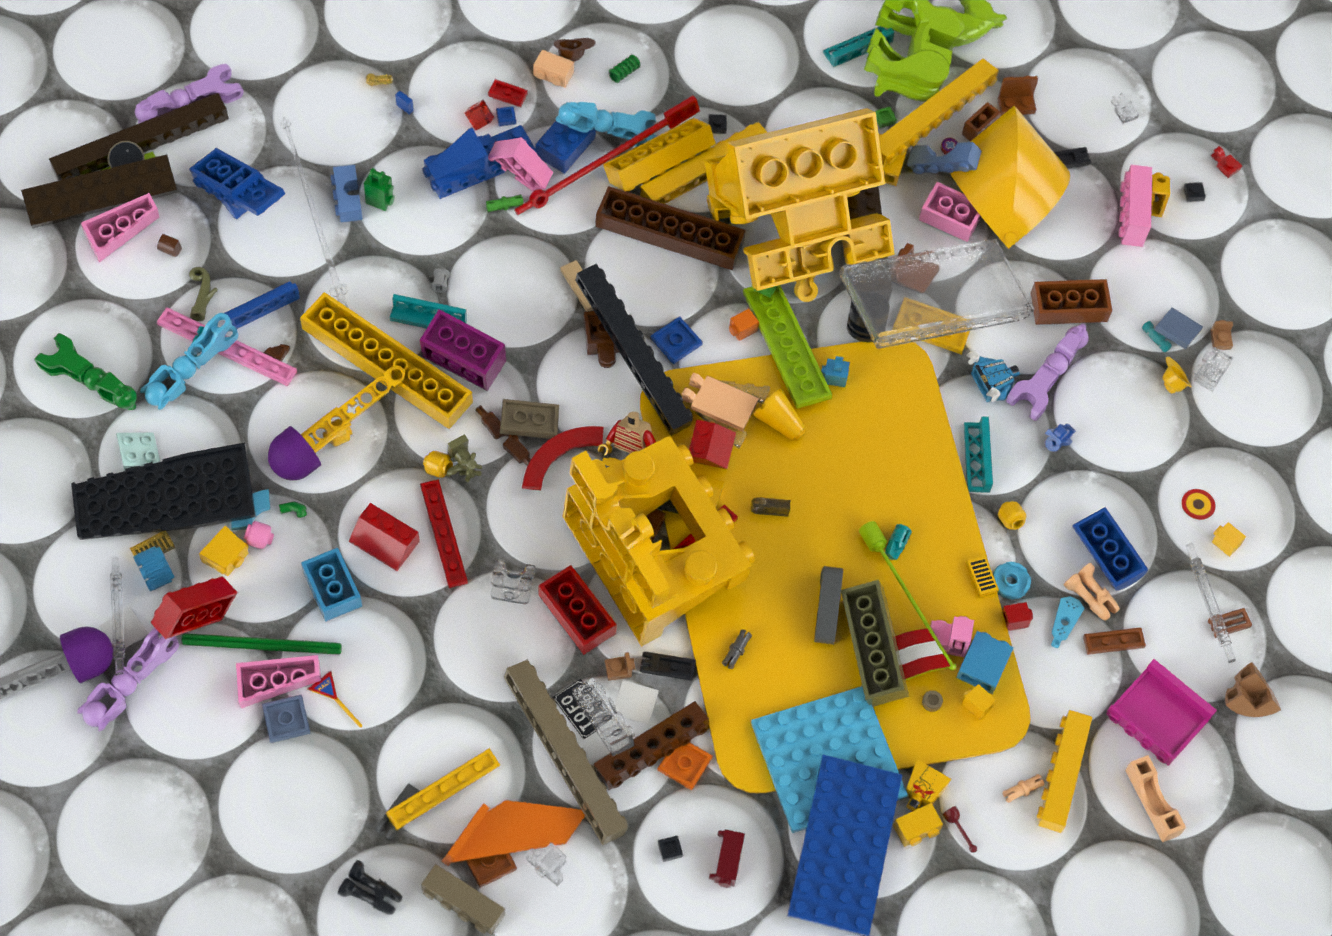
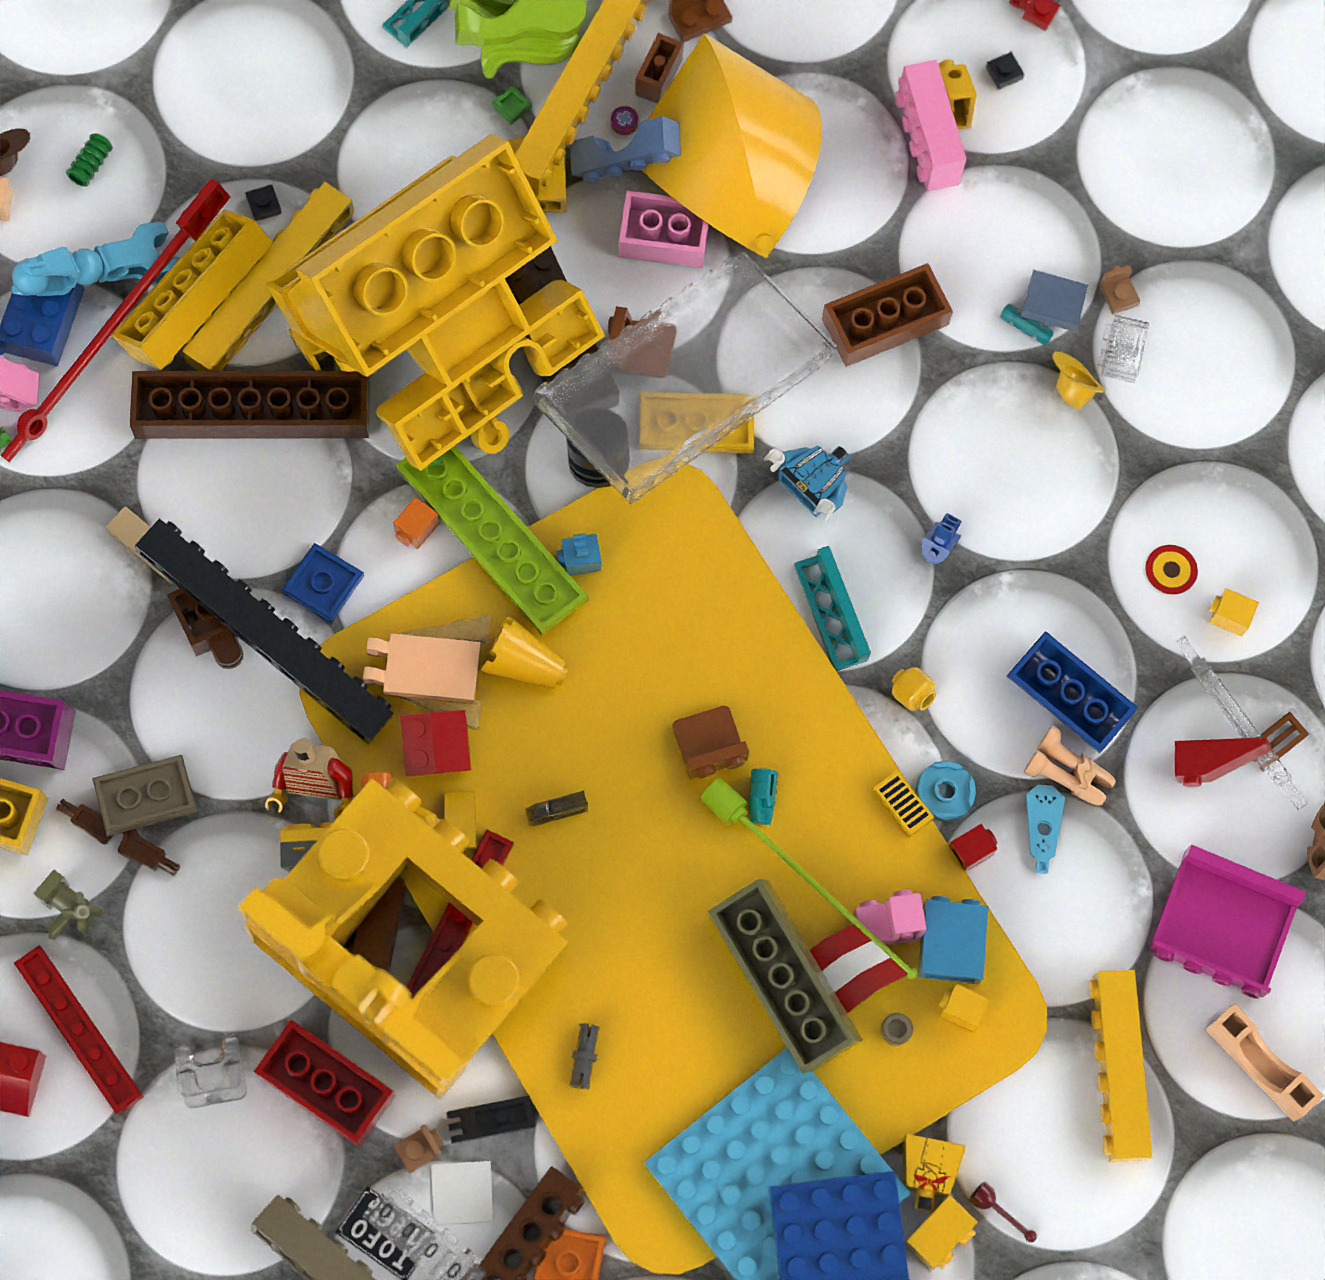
camera: 20 degrees left, 10 degrees up
(437, 464) = (29, 922): yellow head -> none
(556, 448) = (201, 829): red tile -> none
(828, 604) = (696, 937): dark grey beam -> none
(876, 501) = (710, 742): none -> dark orange bracket
(1023, 788) = (1071, 1114): light nougat pin -> none
(1055, 364) = (896, 427): lavender piece -> none
(1074, 157) = (812, 76): black hinge -> none
(1114, 641) = (1123, 831): dark orange tile -> none
(1185, 615) = (1210, 759): none -> red slope

